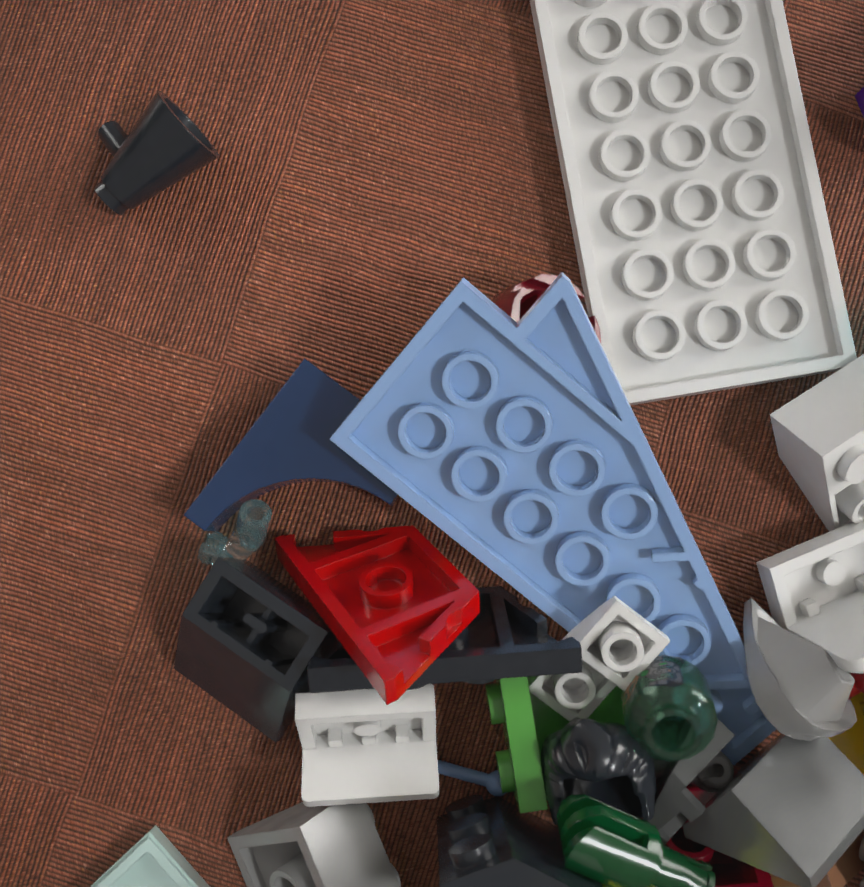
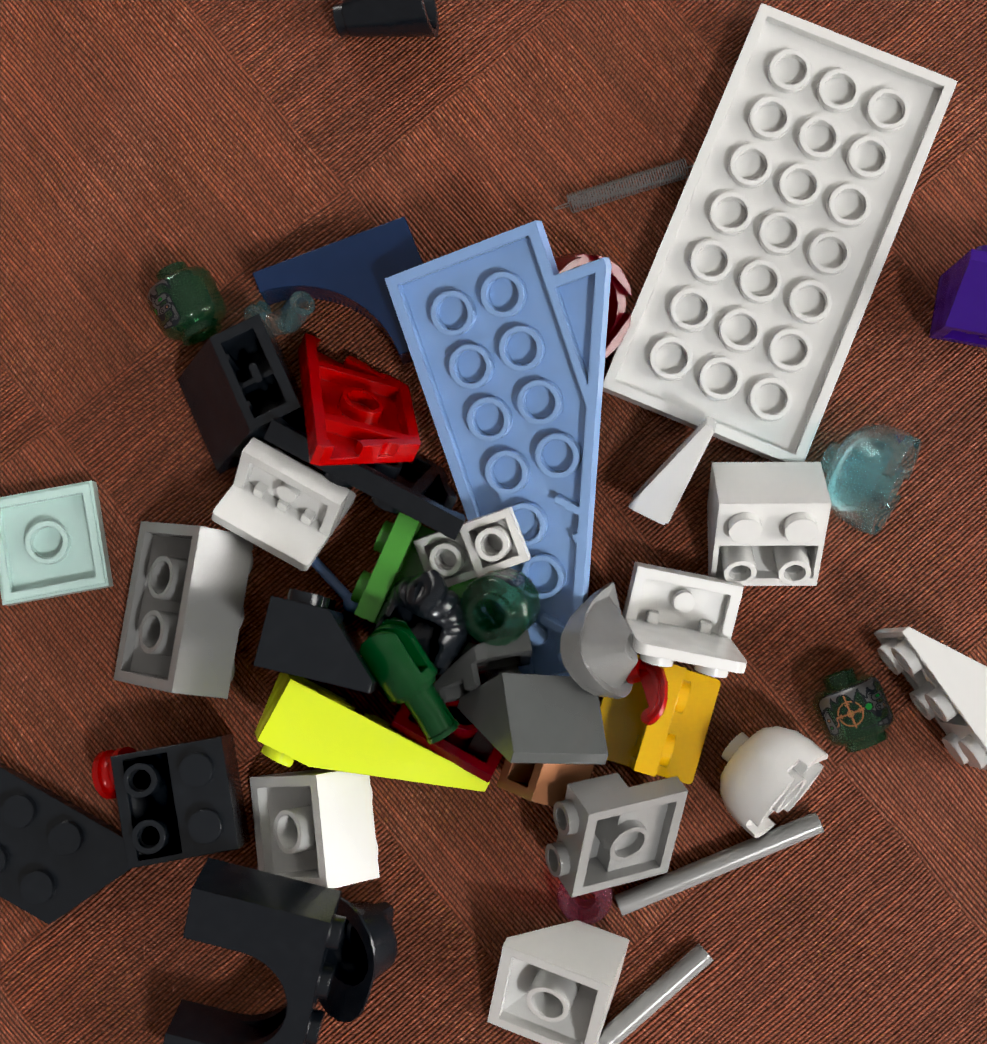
camera: 40 degrees right, 0 degrees up
(133, 586) = (187, 303): none -> clear green head
(479, 211) = (584, 192): none -> light grey piece
(741, 456) = (664, 489): none -> white slope

